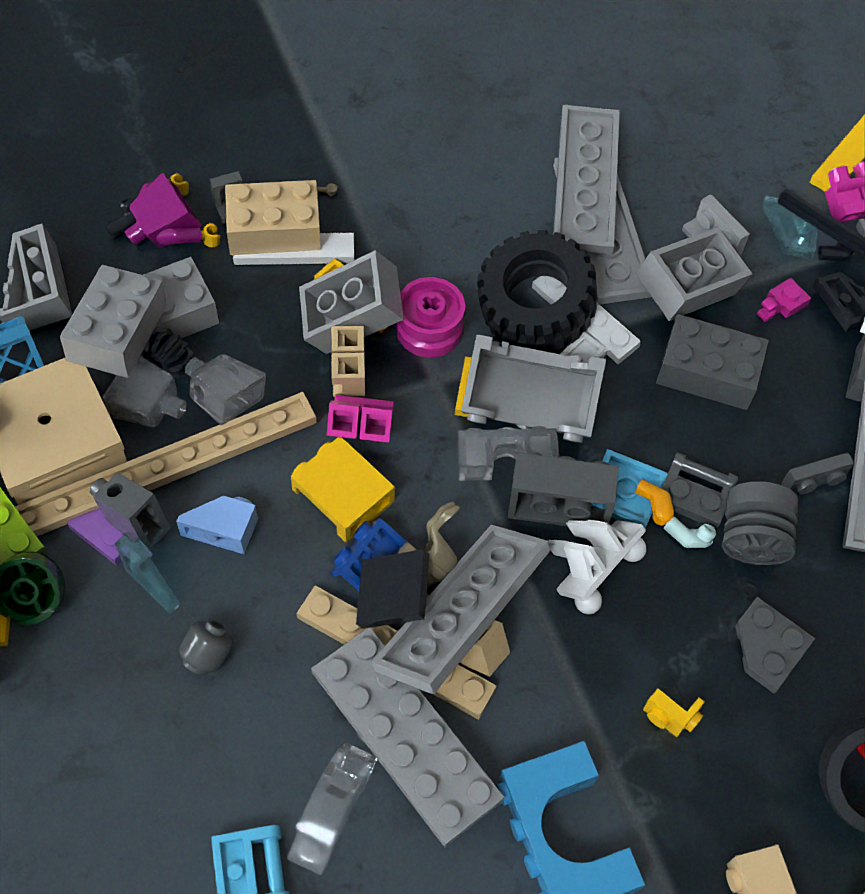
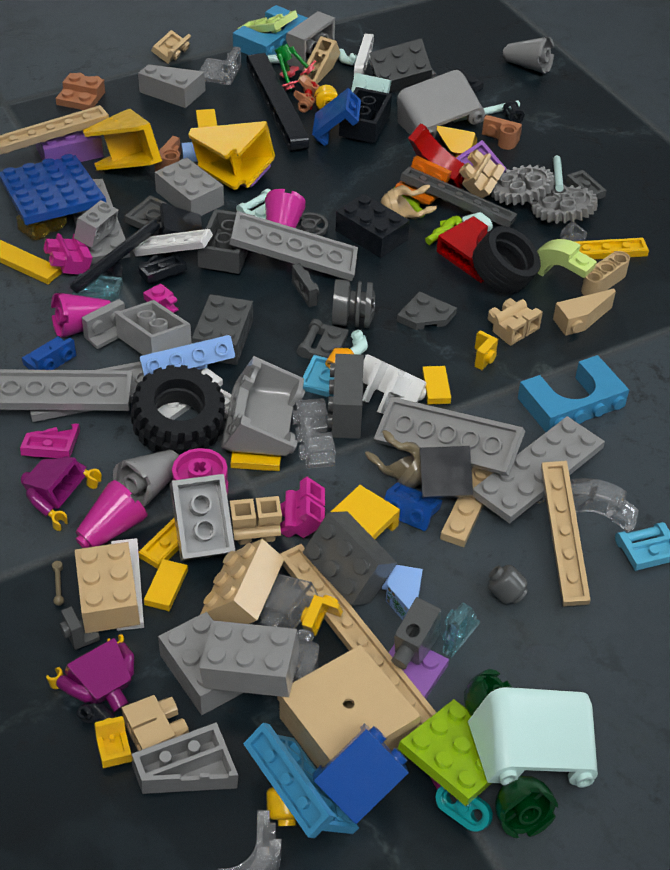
camera: 95 degrees left, 15 degrees down
(83, 226) = (112, 742): none -> yellow bracket
(83, 266) = (148, 721): none -> tan hips
(195, 417) = (314, 614): none -> yellow bracket
(245, 339) = (243, 583): none -> tan brick
(266, 453) = (349, 558): none -> dark grey brick
(275, 736) = (565, 534): none -> tan plate
(280, 282) = (166, 585): none -> yellow tile
(384, 227) = (110, 516): none -> dark pink cone
(440, 176) = (54, 482): none -> magenta torso
(441, 257) = (146, 474): none -> light grey cone
(513, 181) = (50, 442): none -> dark pink wing
(604, 631) = (437, 385): none -> yellow tile
(640, 308) = (192, 355): none -> light blue bracket
(666, 180) = (50, 355): none -> blue bracket
(737, 192) = (70, 310): none -> dark pink cone
(743, 759) = (514, 321): none -> tan hips

